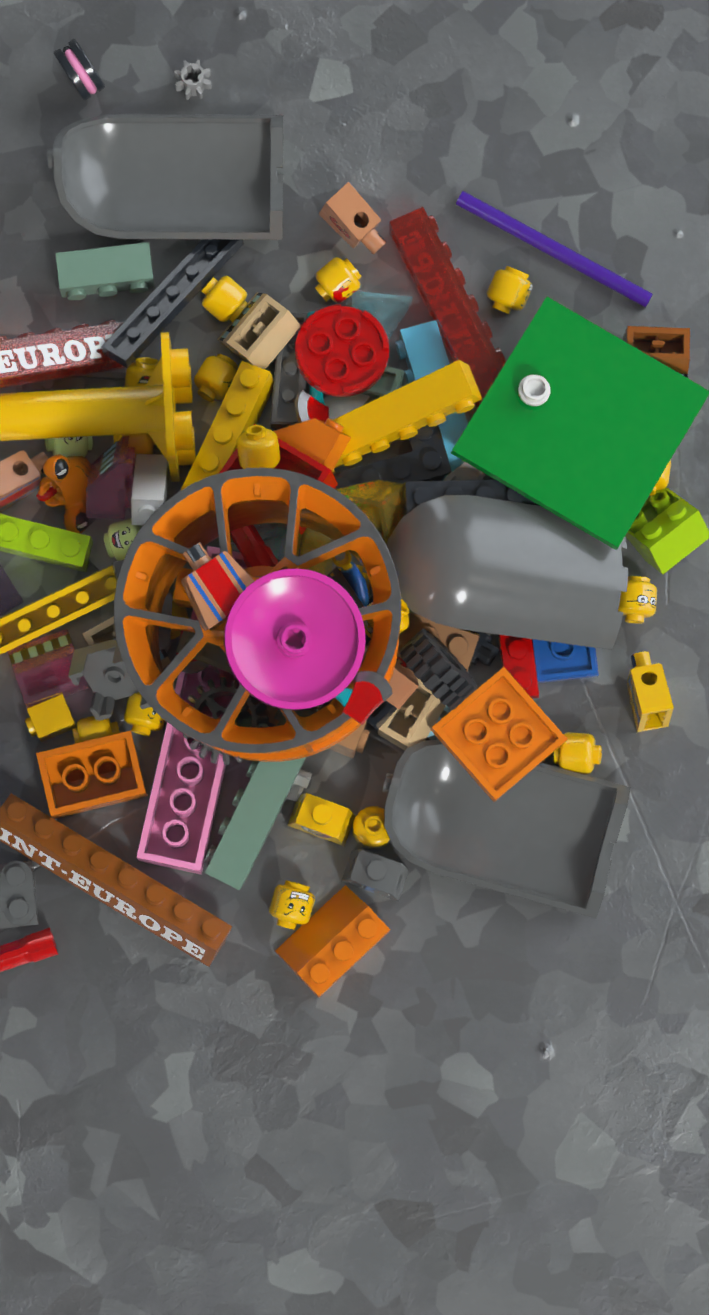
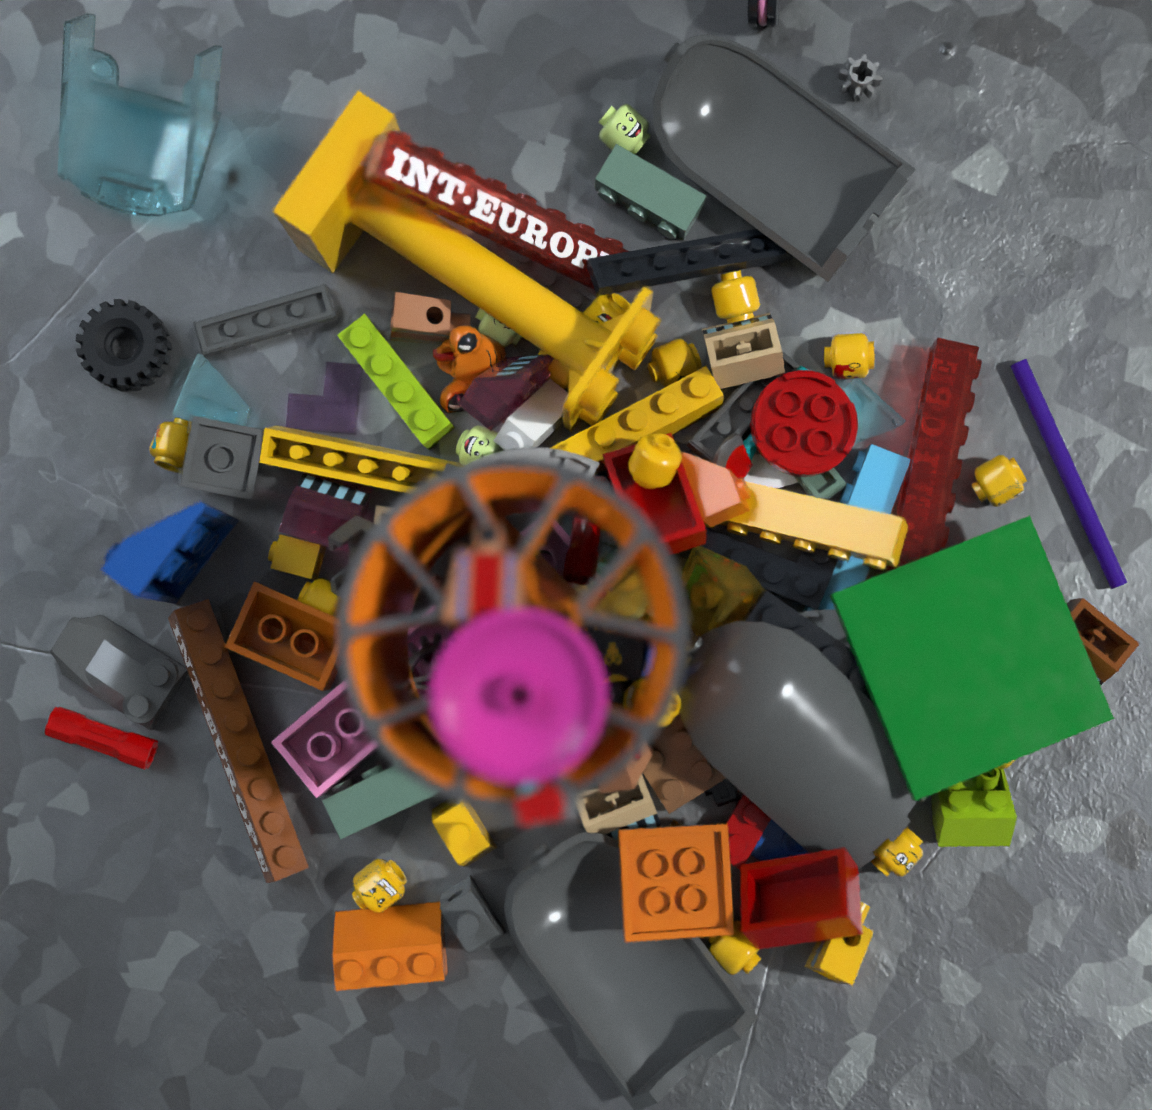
camera: 50 degrees right, 5 degrees up
(51, 237) = (624, 128): none -> yellowish green head
(349, 207) = (911, 297): nougat torso -> none
(370, 829) = (499, 871): yellow head -> none
(438, 669) = (664, 785): black tyre -> none
(534, 390) = (950, 596): white plate -> none
(593, 678) = (800, 899): none -> red piece

